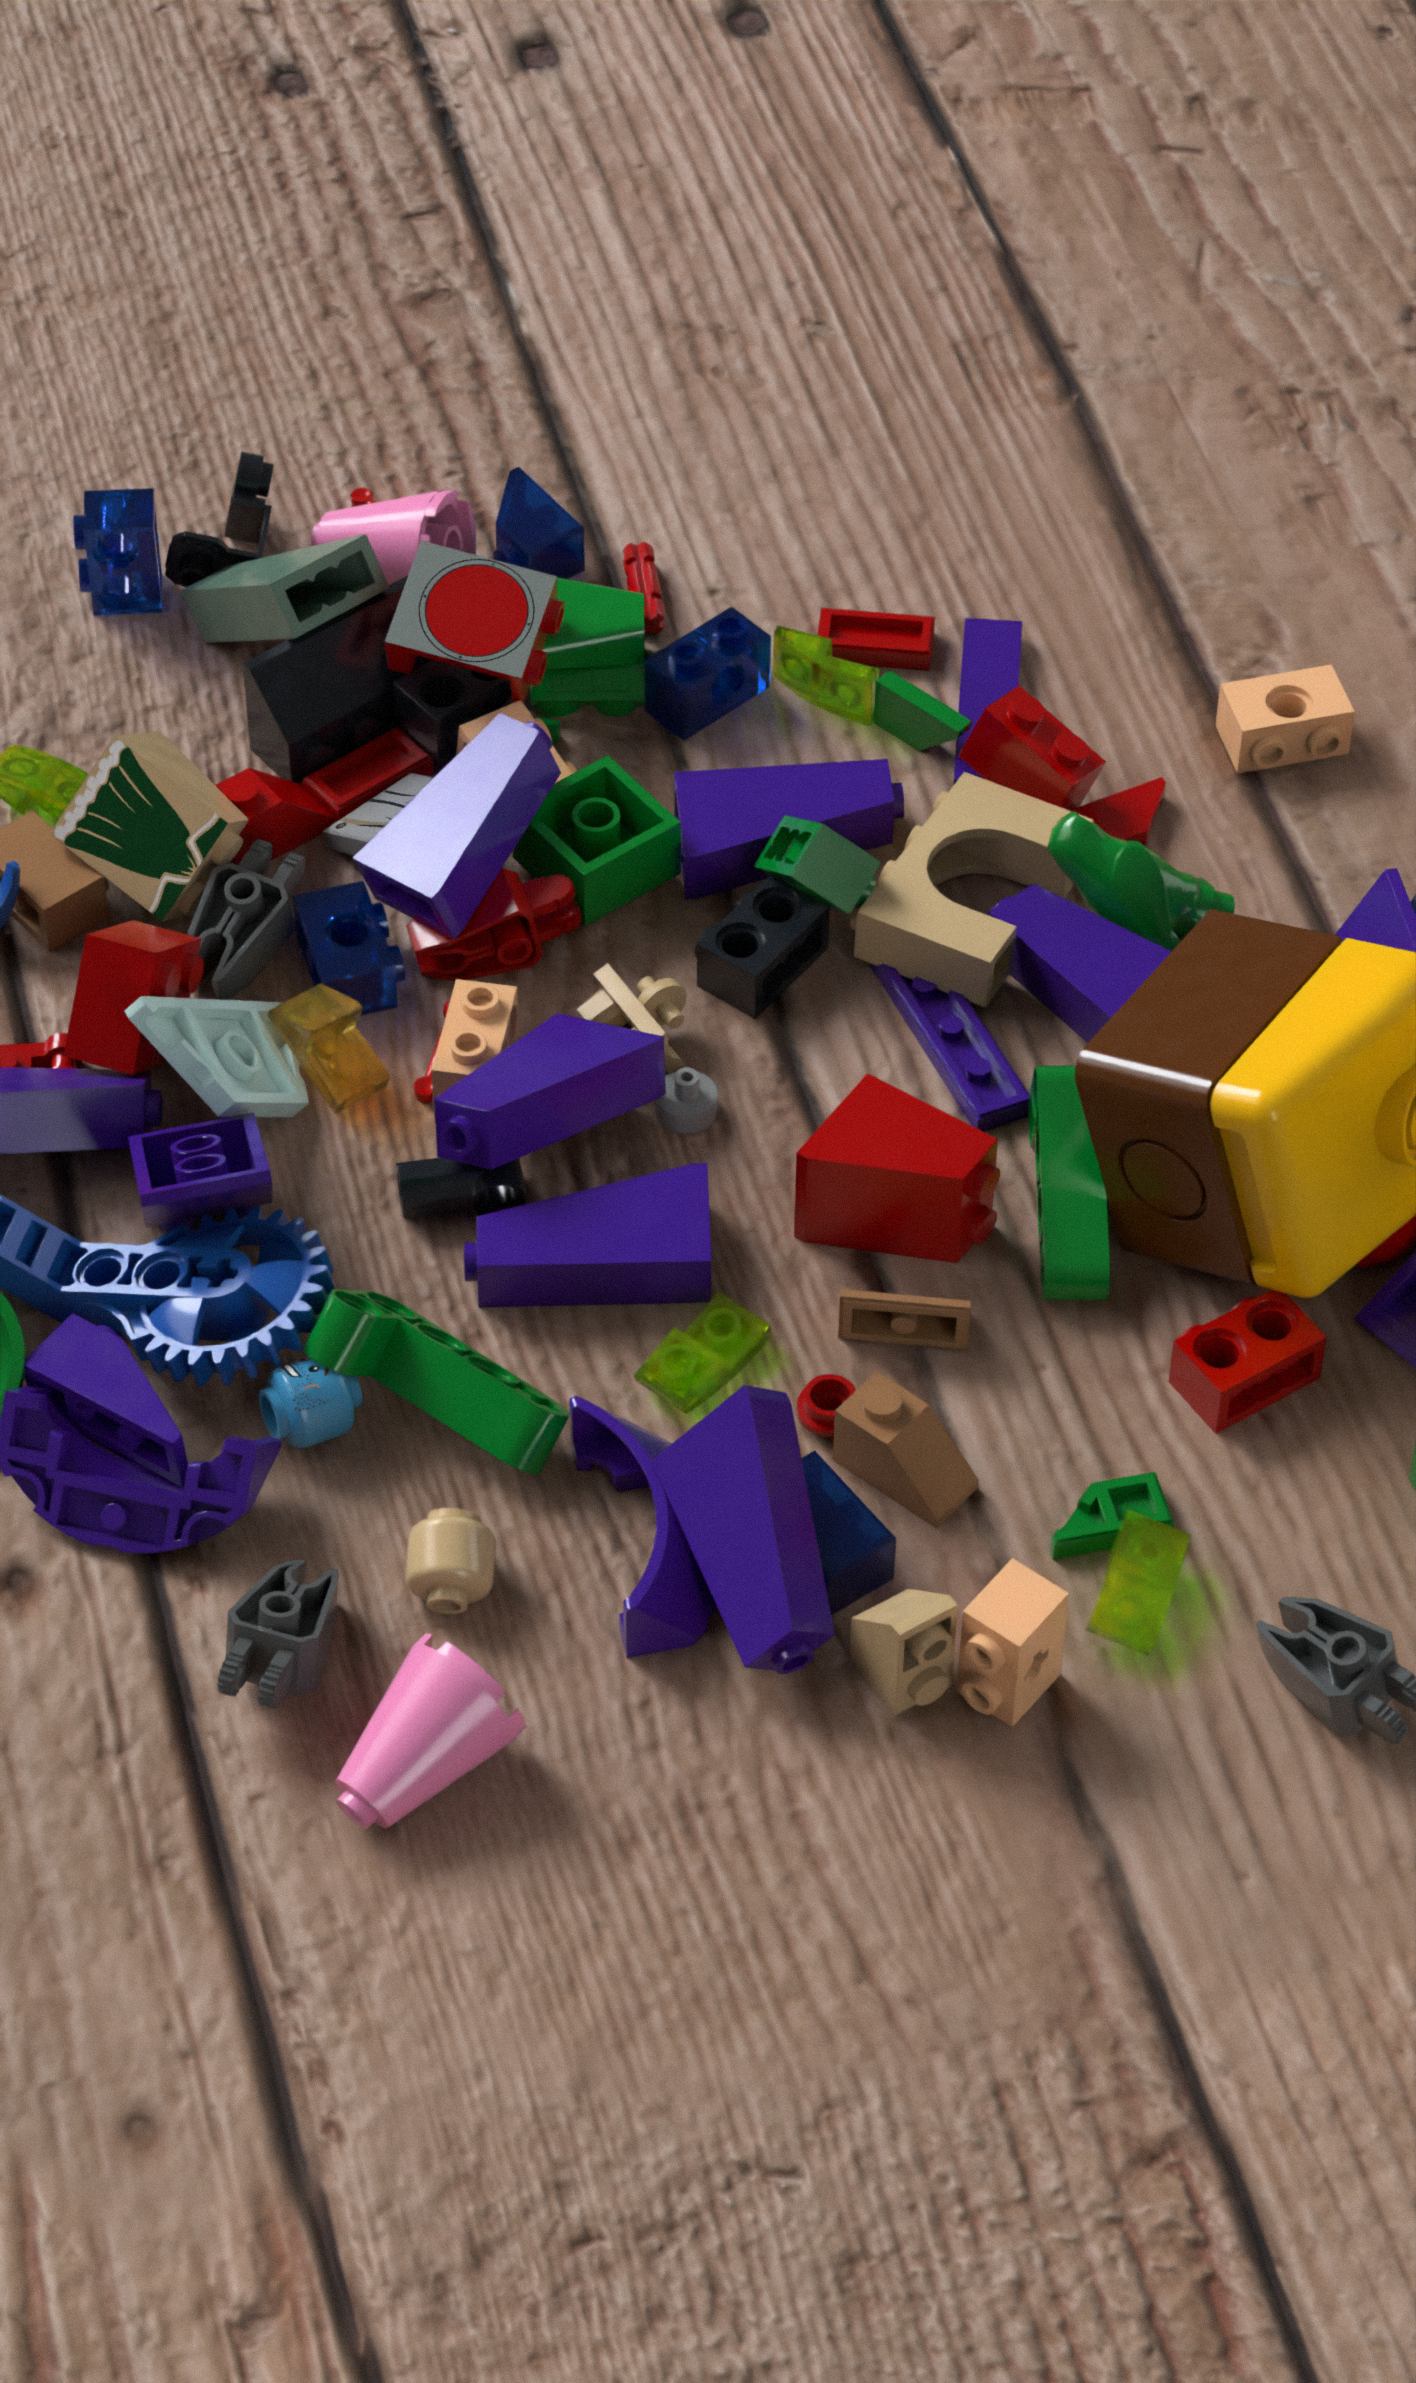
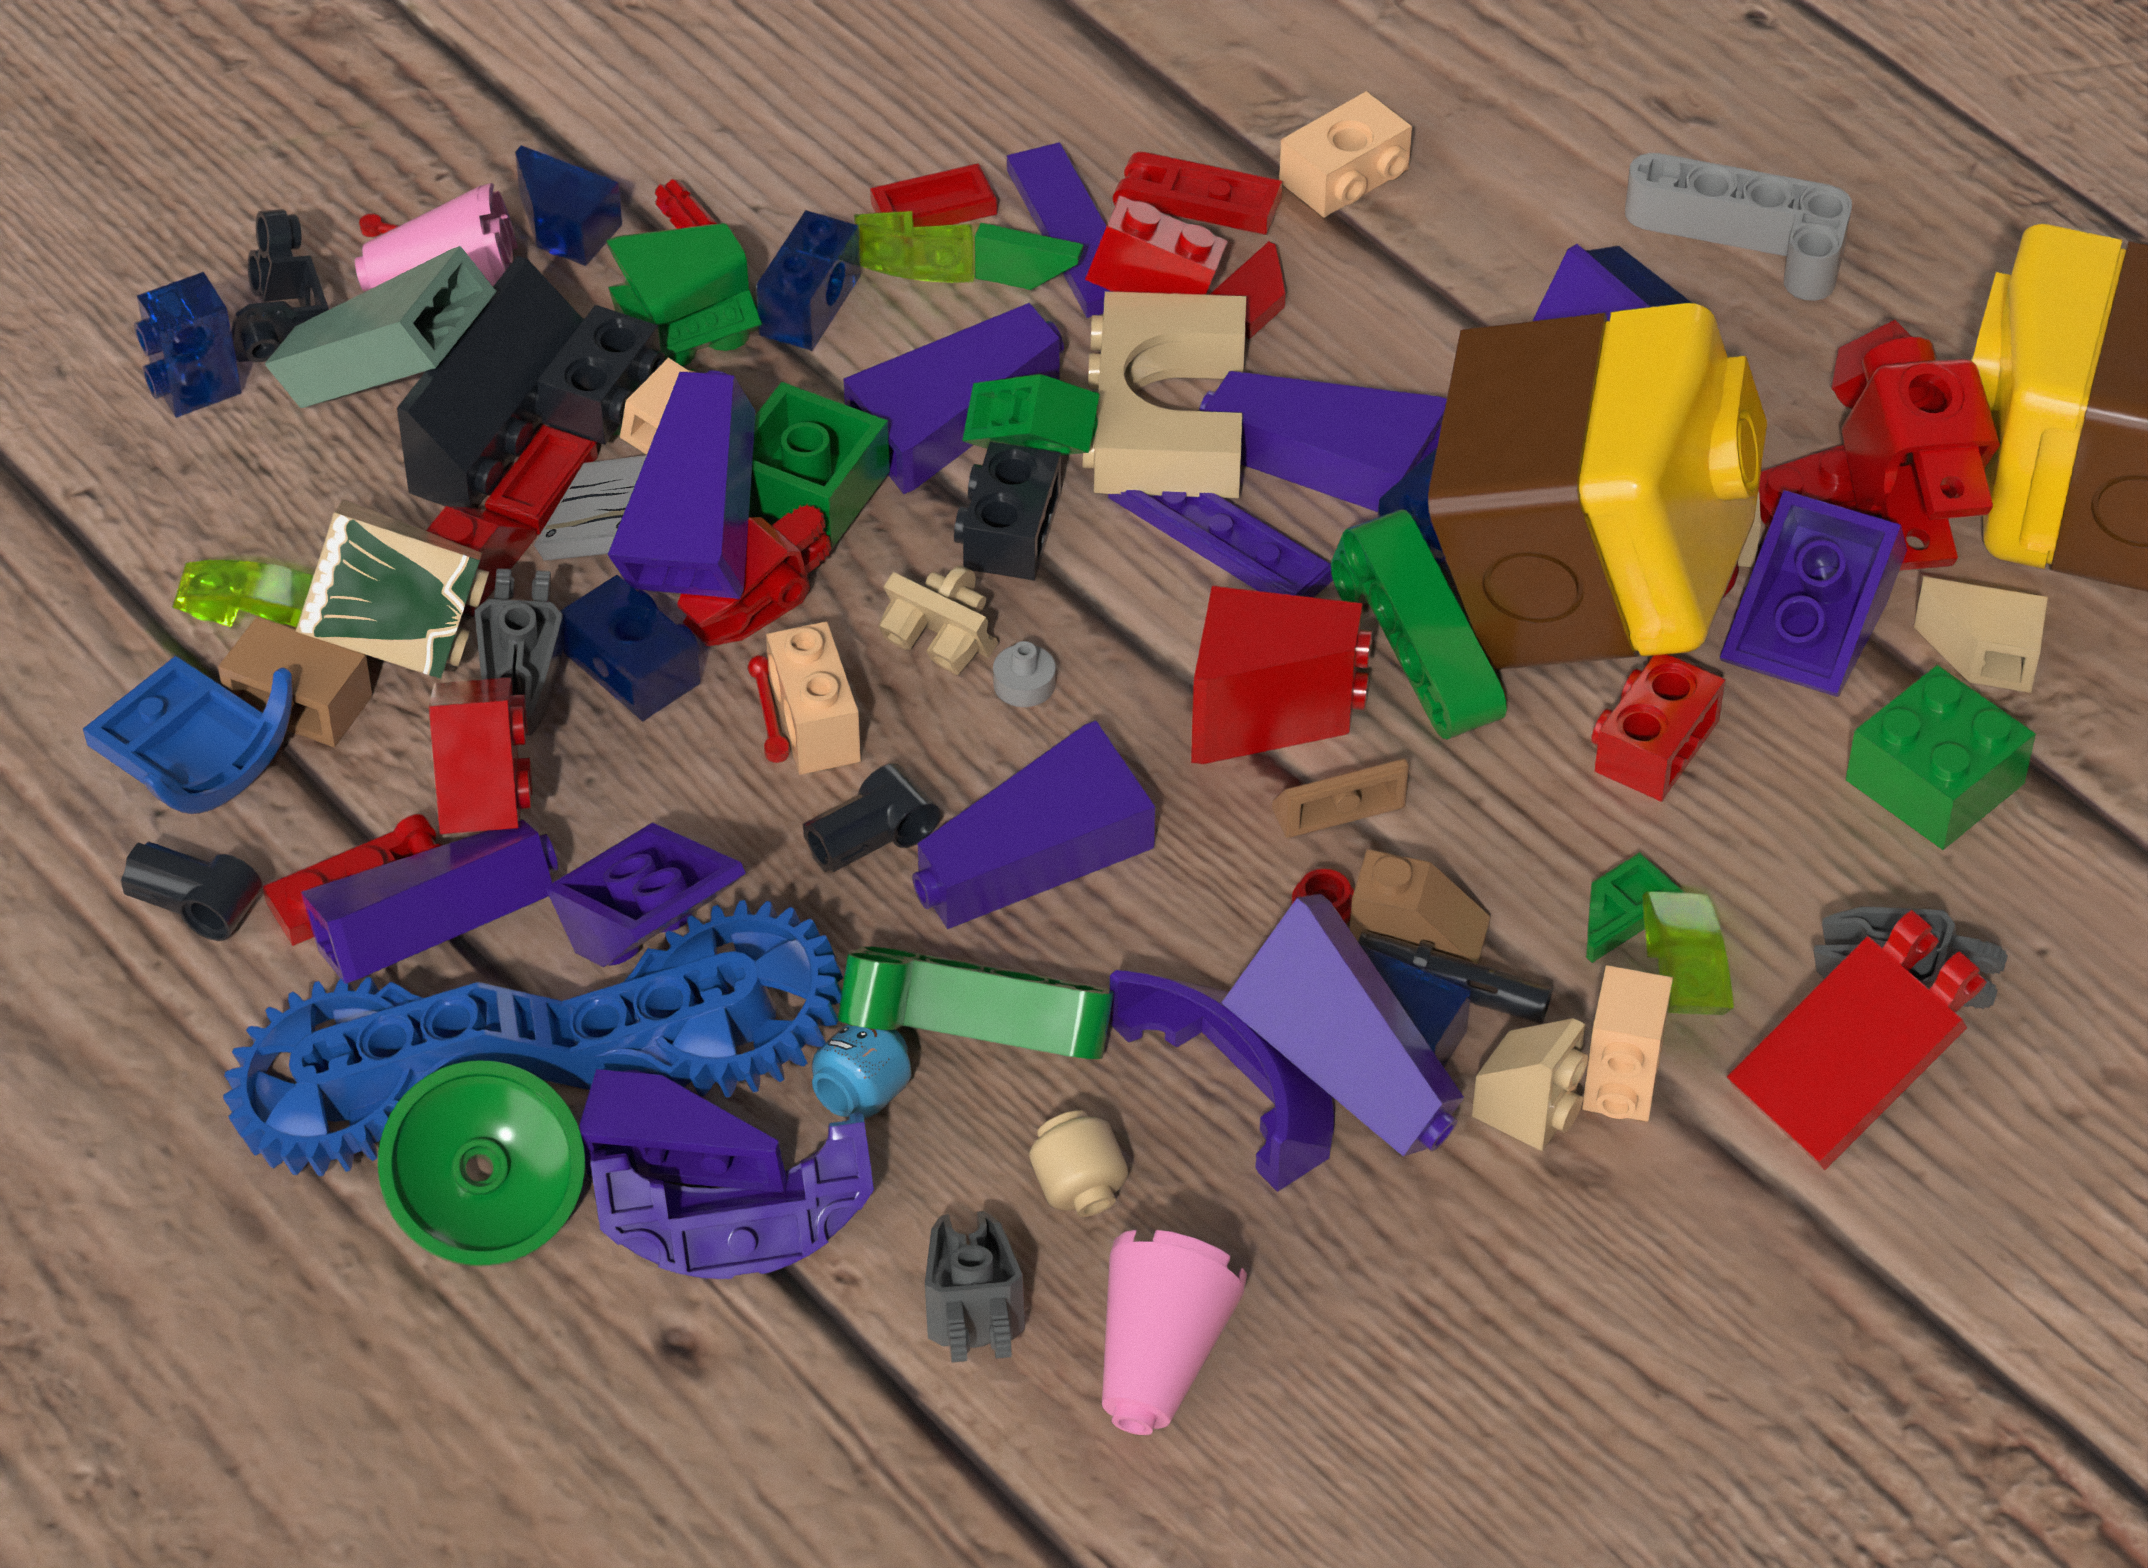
camera: 25 degrees left, 0 degrees up
(225, 1053) = (594, 777): light aqua wing -> none
(329, 1046) = (662, 732): clear yellow slope -> none
(475, 616) = (595, 291): panel -> none
(547, 1089) = (915, 703): dark purple slope -> none
(705, 1357) = (1183, 894): clear neon green slope -> none
(911, 1527) = (1514, 996): none -> black pin
(1124, 711) = (1201, 192): none -> red plate
(1132, 883) = (1320, 341): green animal -> none
(1239, 1724) = (1857, 1041): none -> red tile

